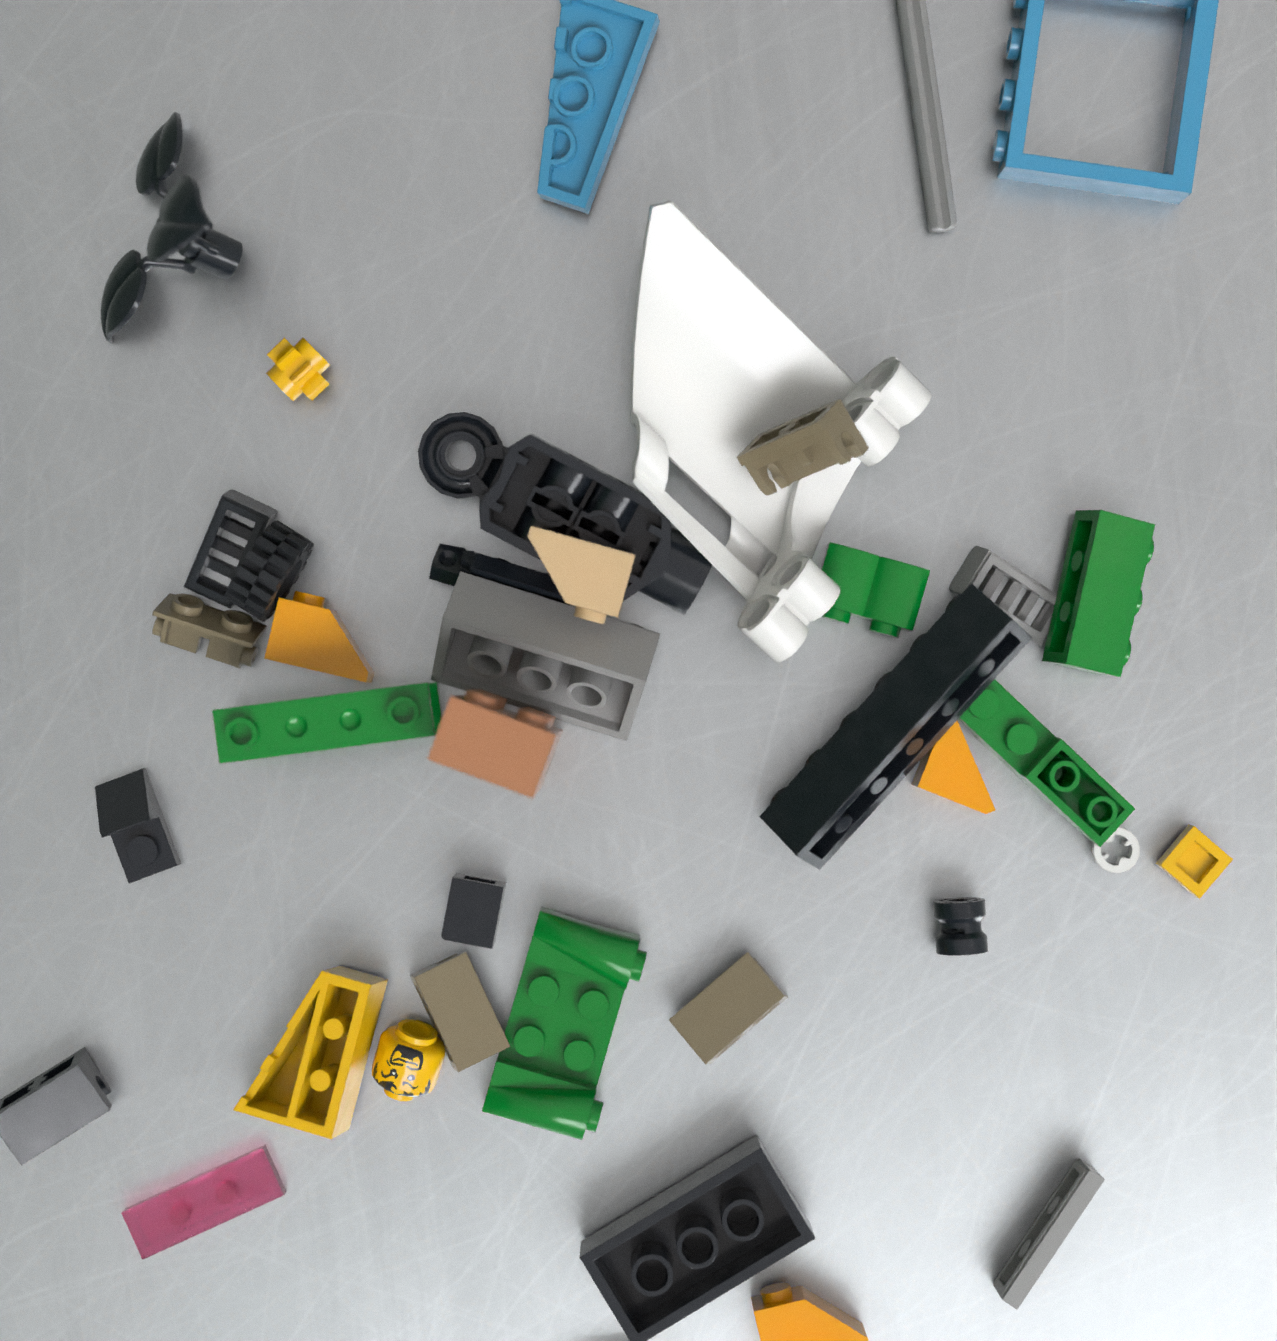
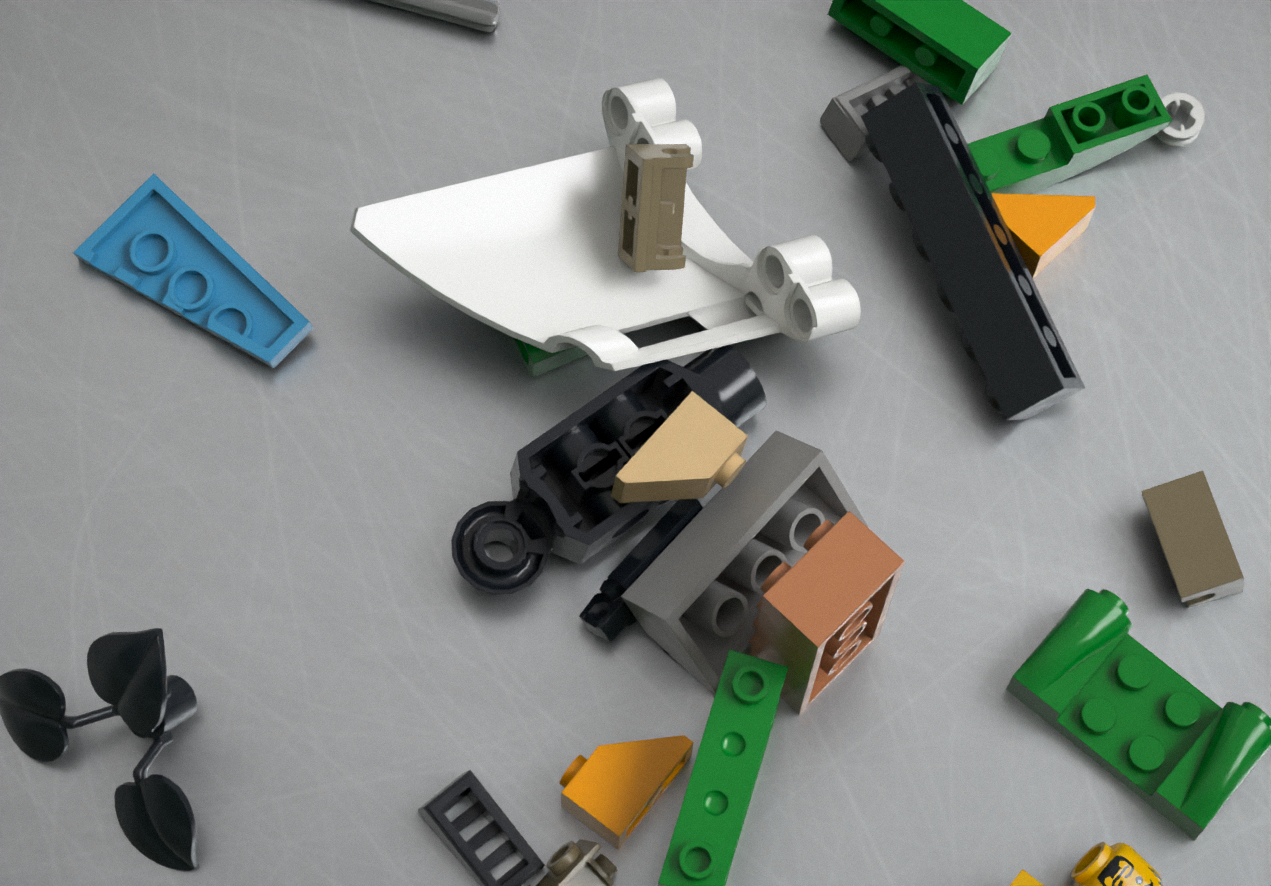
camera: 65 degrees left, 20 degrees down
(269, 570) = (528, 791): black tyre -> none
(298, 369) = (328, 674): yellow gear -> none
(460, 1011) = (1077, 809): dark tan hinge -> none
(473, 910) = (983, 744): black panel -> none
(874, 589) = (827, 206): green brick -> none
(959, 914) = (1185, 281): black wheel -> none
(1194, 861) = (1220, 52): yellow plate -> none

